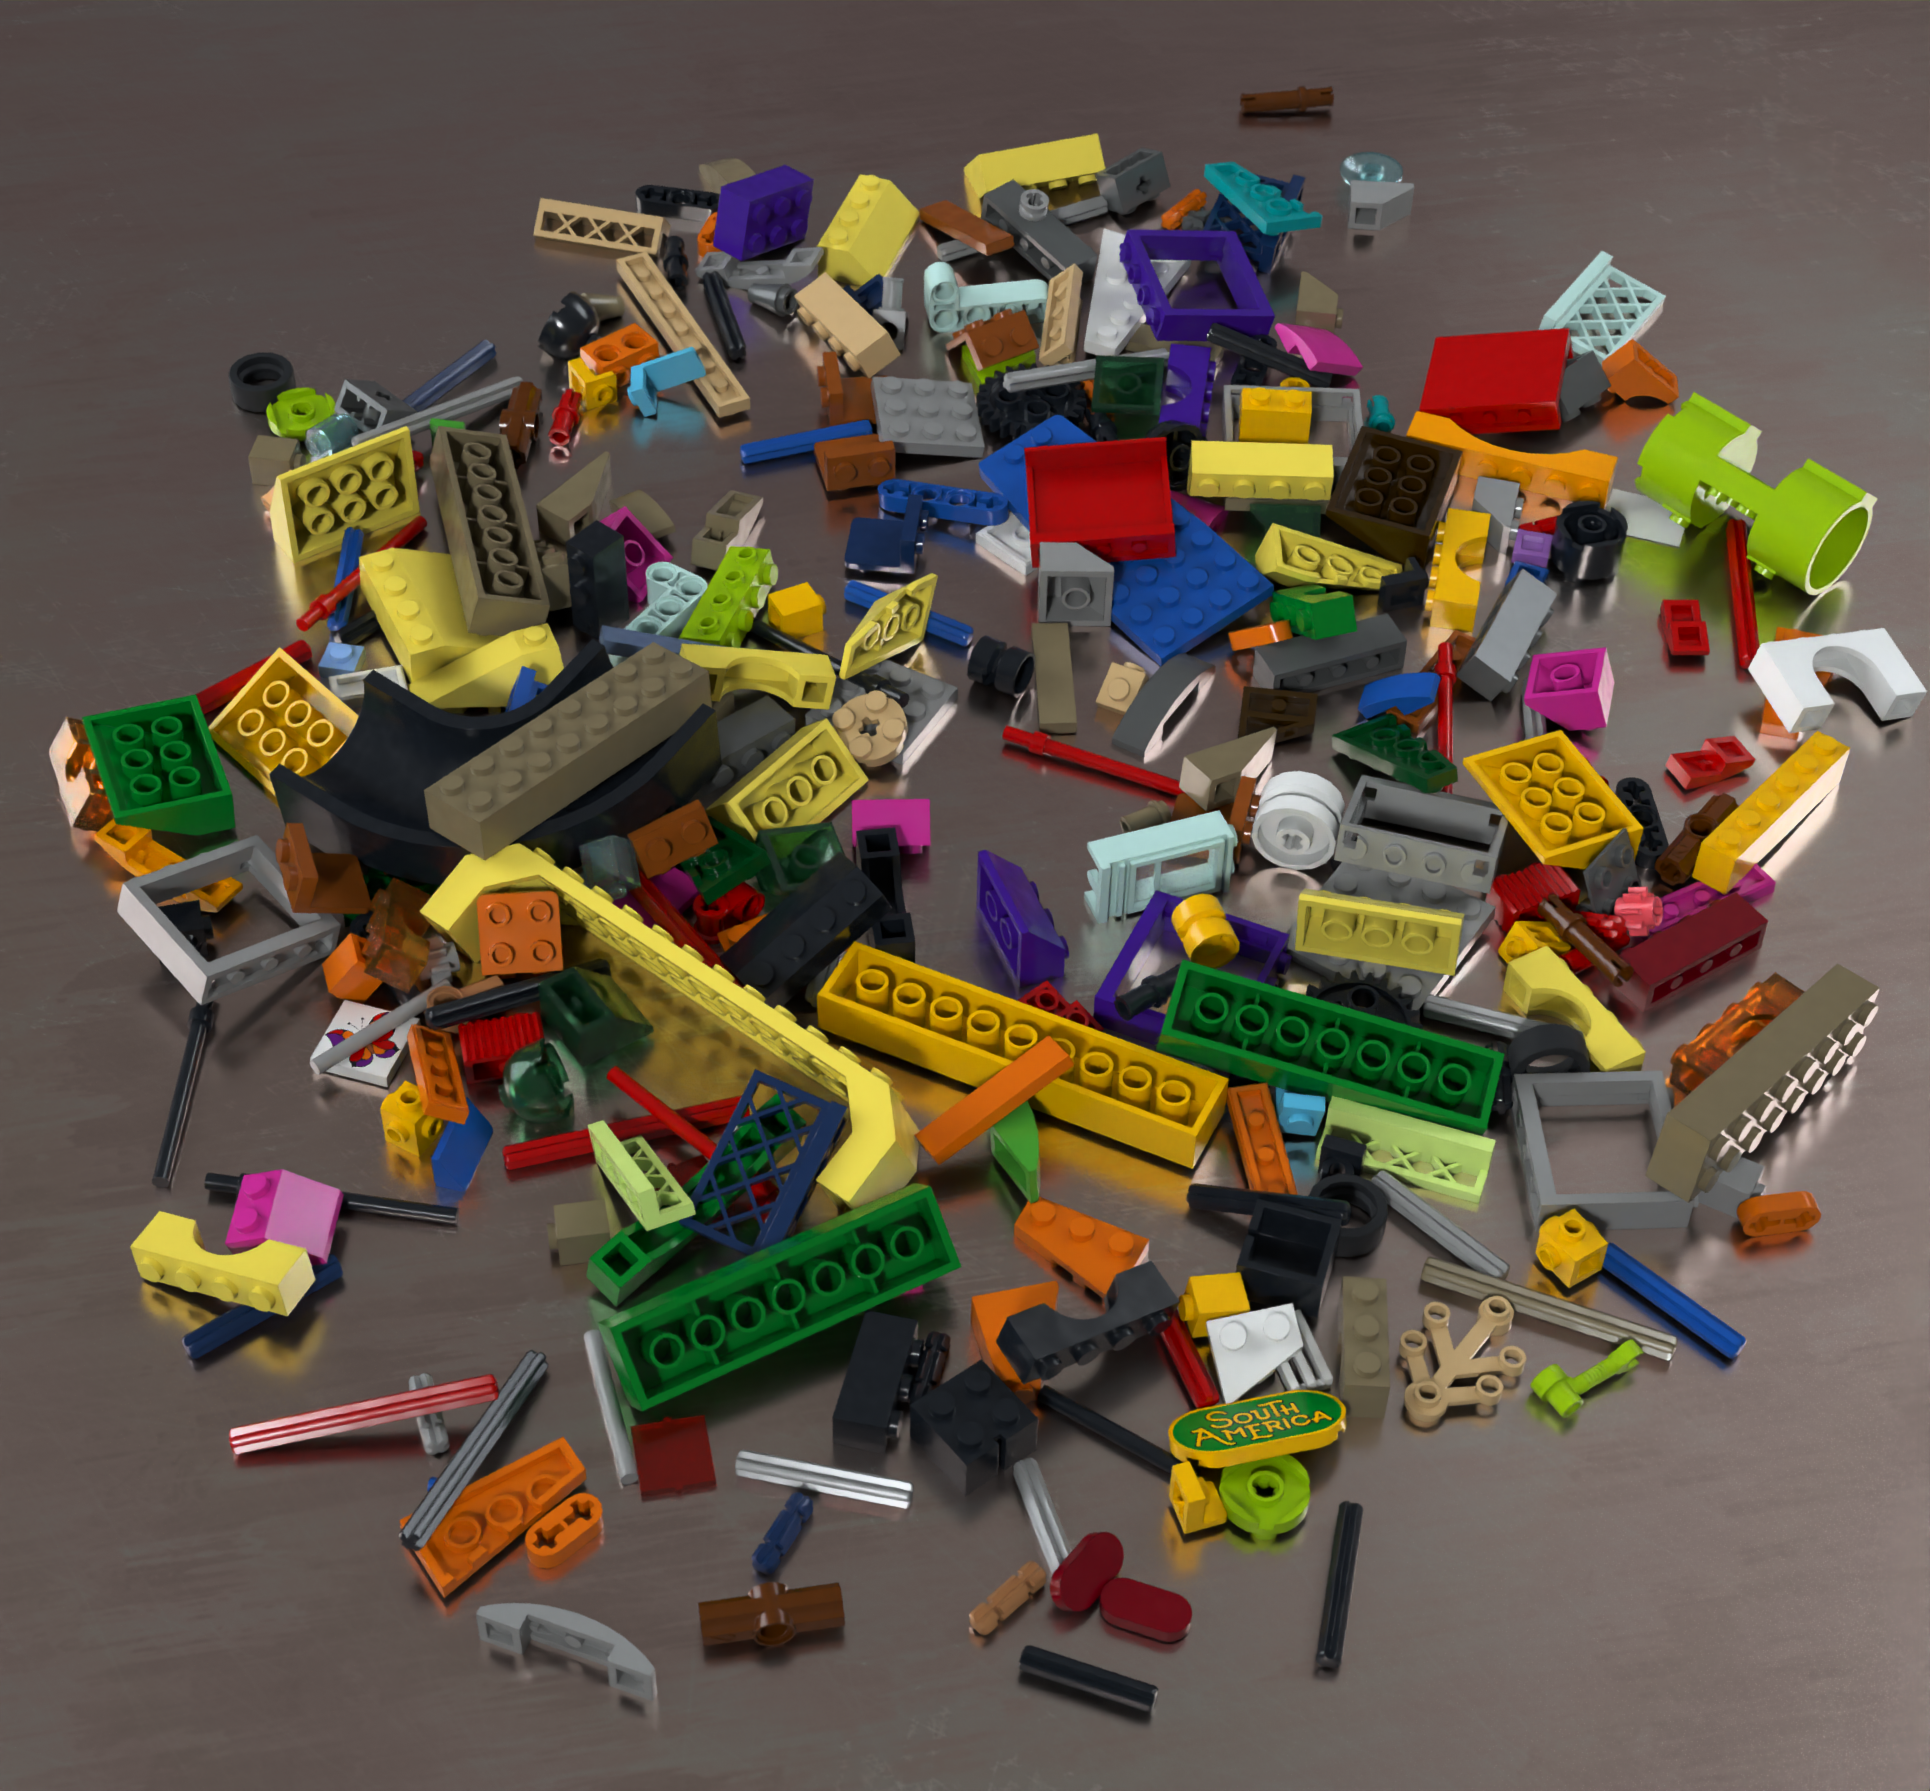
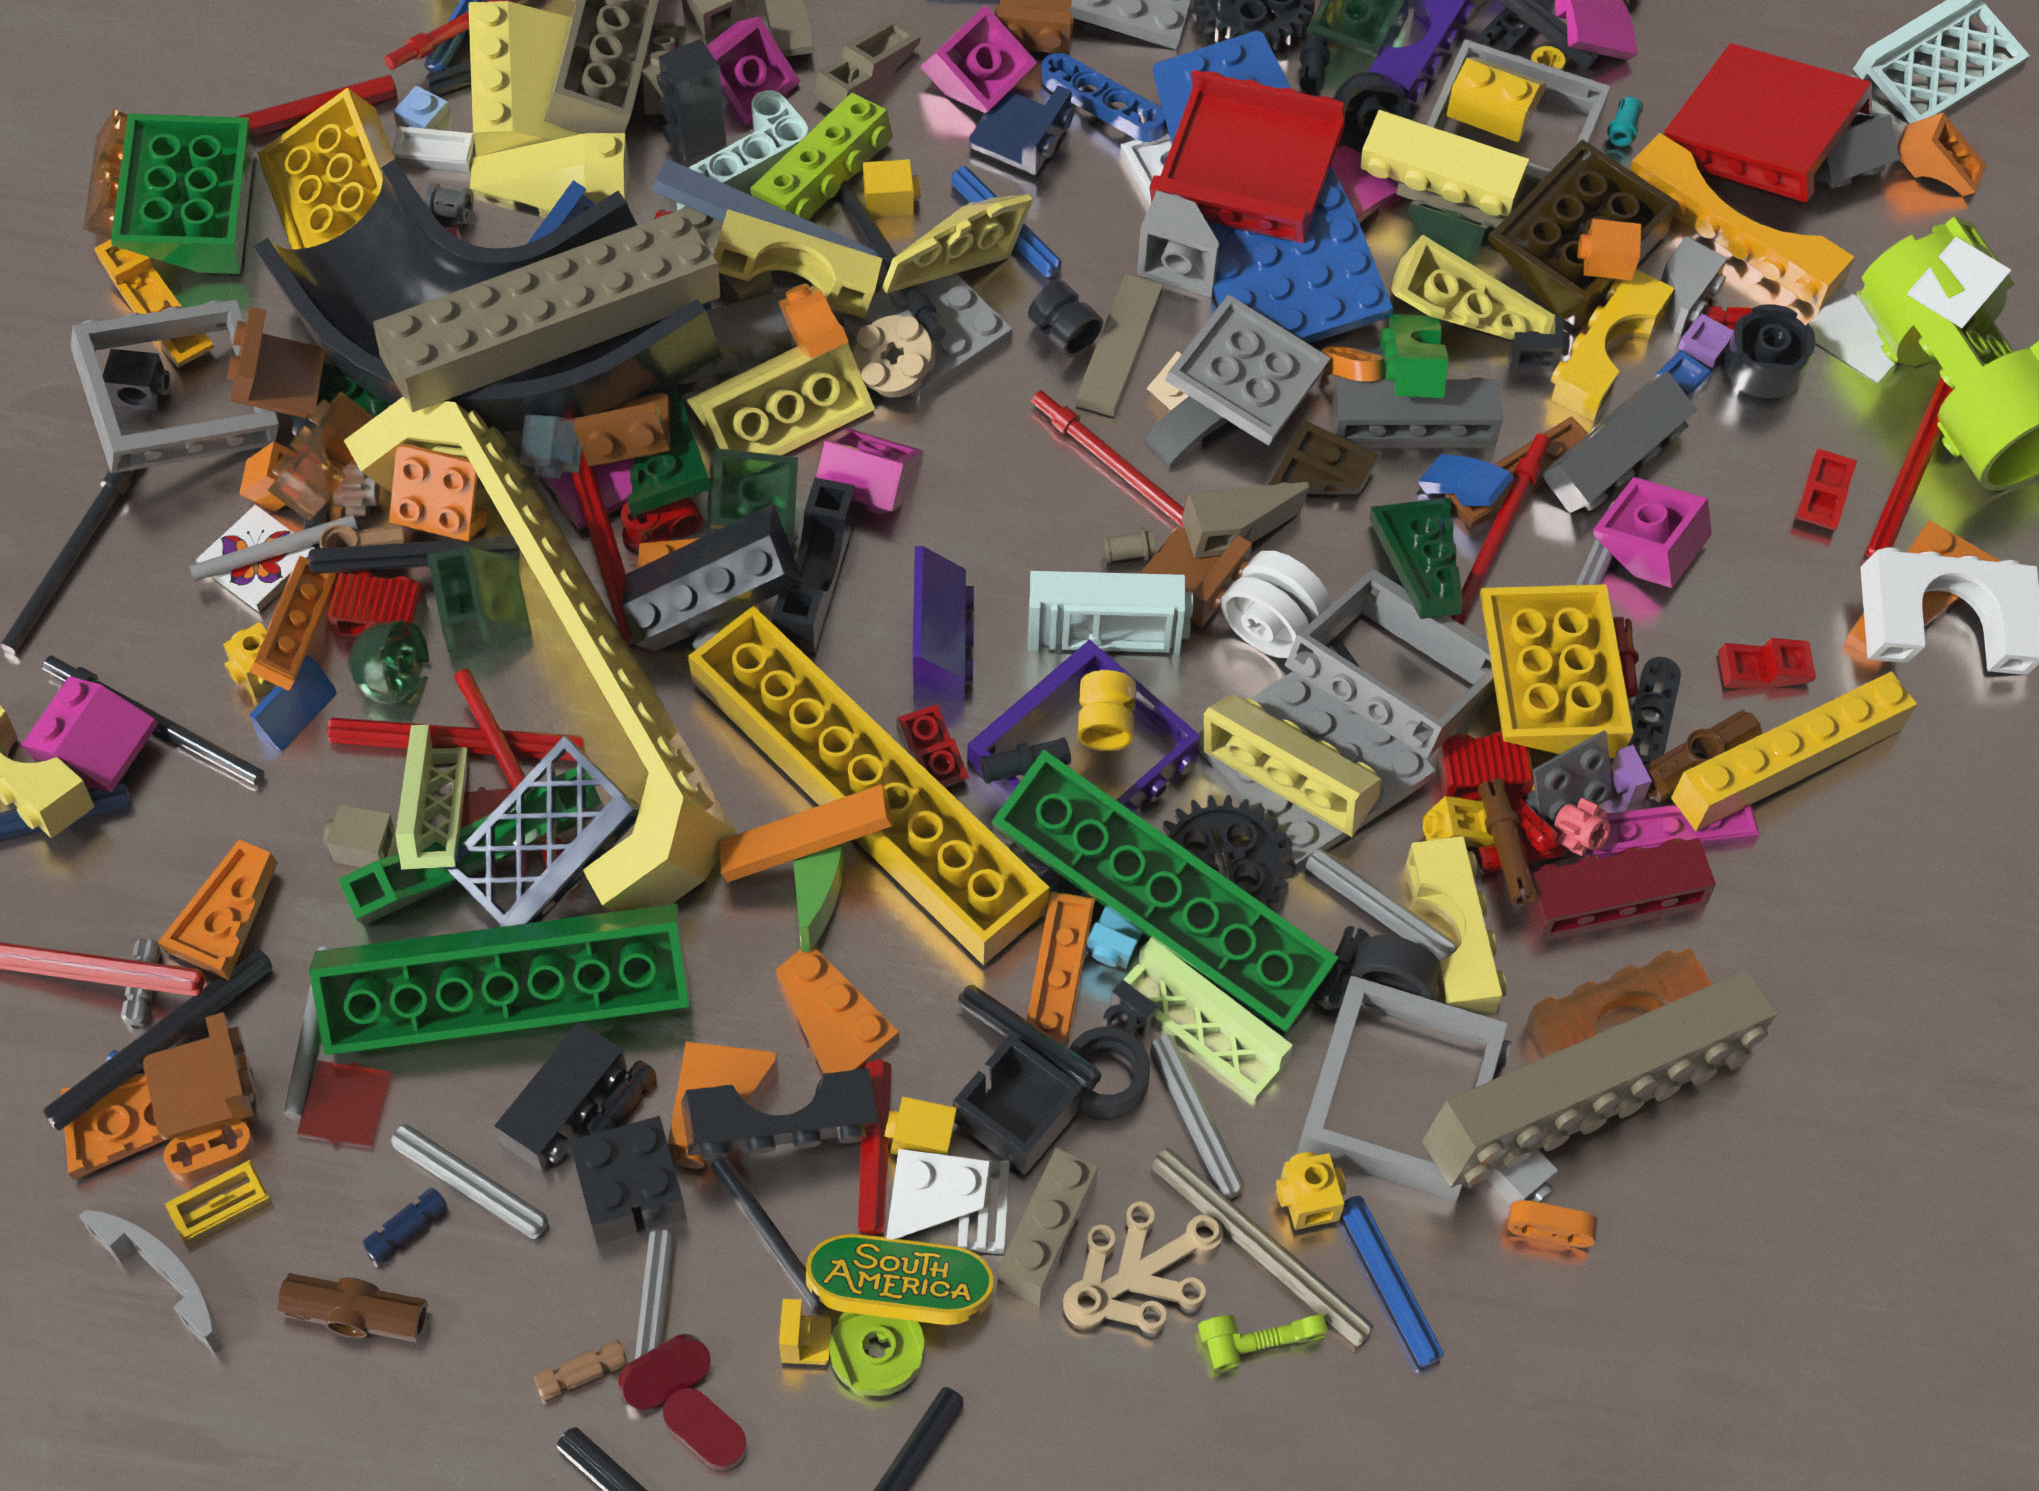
camera: 20 degrees right, 15 degrees up
(480, 1328) = (222, 911): none -> orange wing
(541, 1464) = (200, 1082): none -> dark orange bracket
(581, 1598) = (225, 1217): none -> yellow tile
(793, 713) = (811, 321): none -> orange arch
(825, 500) = (979, 62): none -> dark pink slope
(1180, 658) = (1247, 369): none -> light grey plate
(1433, 491) = (1610, 249): none -> orange brick
(1653, 868) = (1630, 775): none -> medium lavender plate
(1730, 423) = (1975, 272): none -> white sticker

